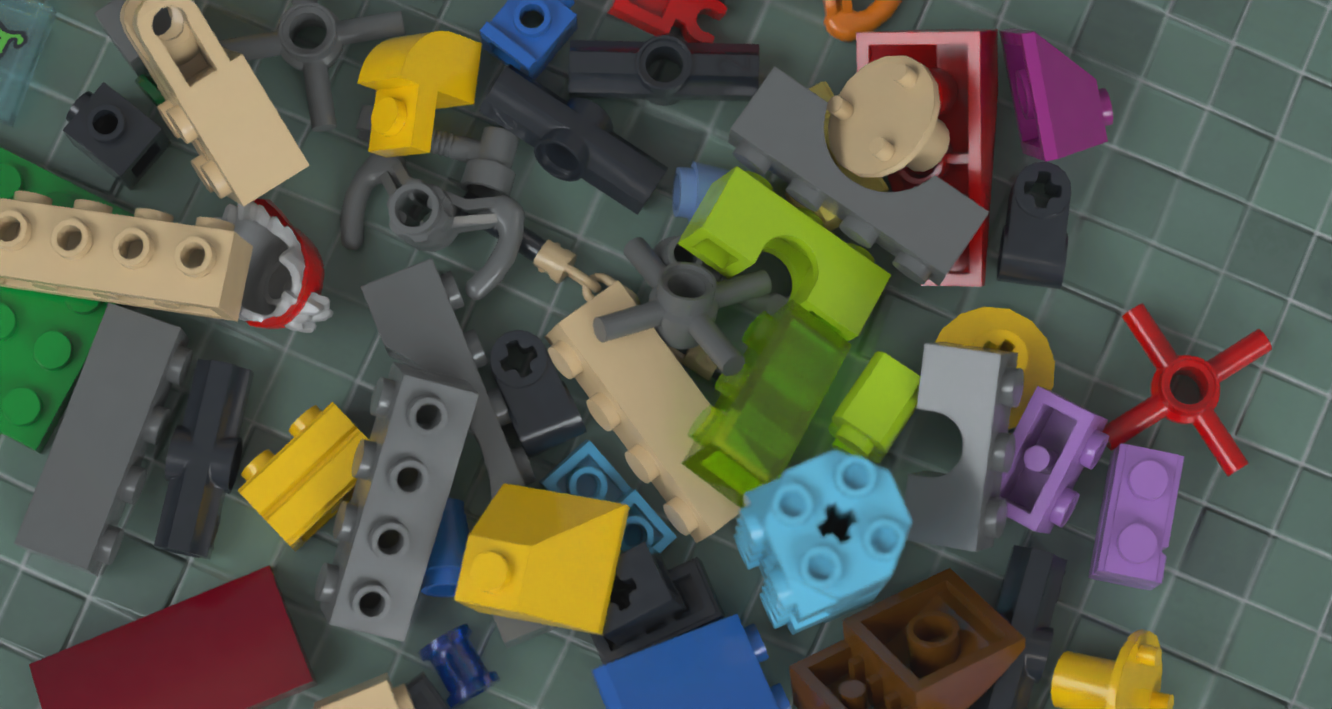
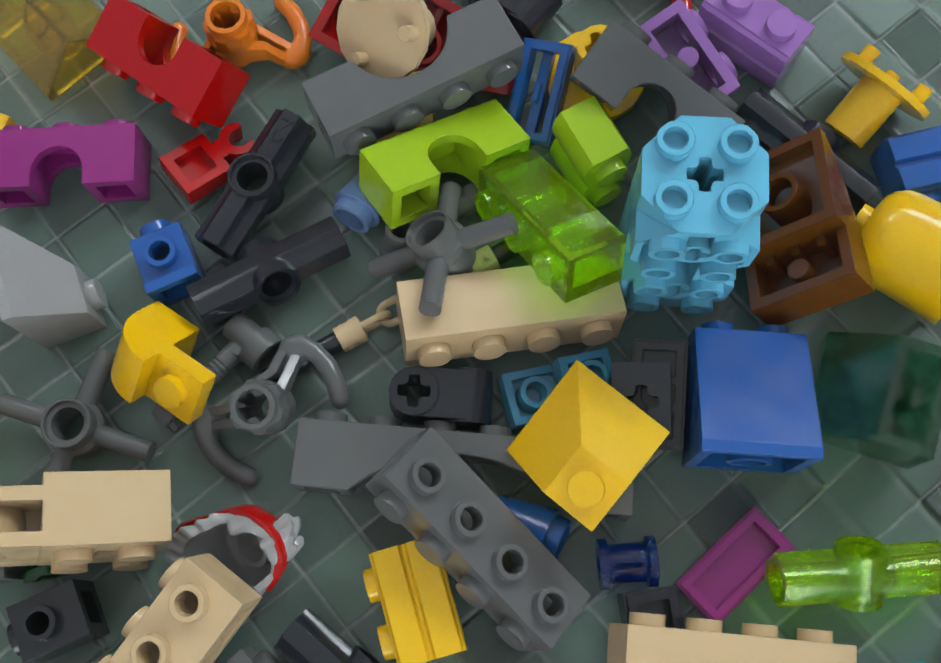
camera: 55 degrees left, 5 degrees down
(927, 295) = (558, 92): none -> blue tile

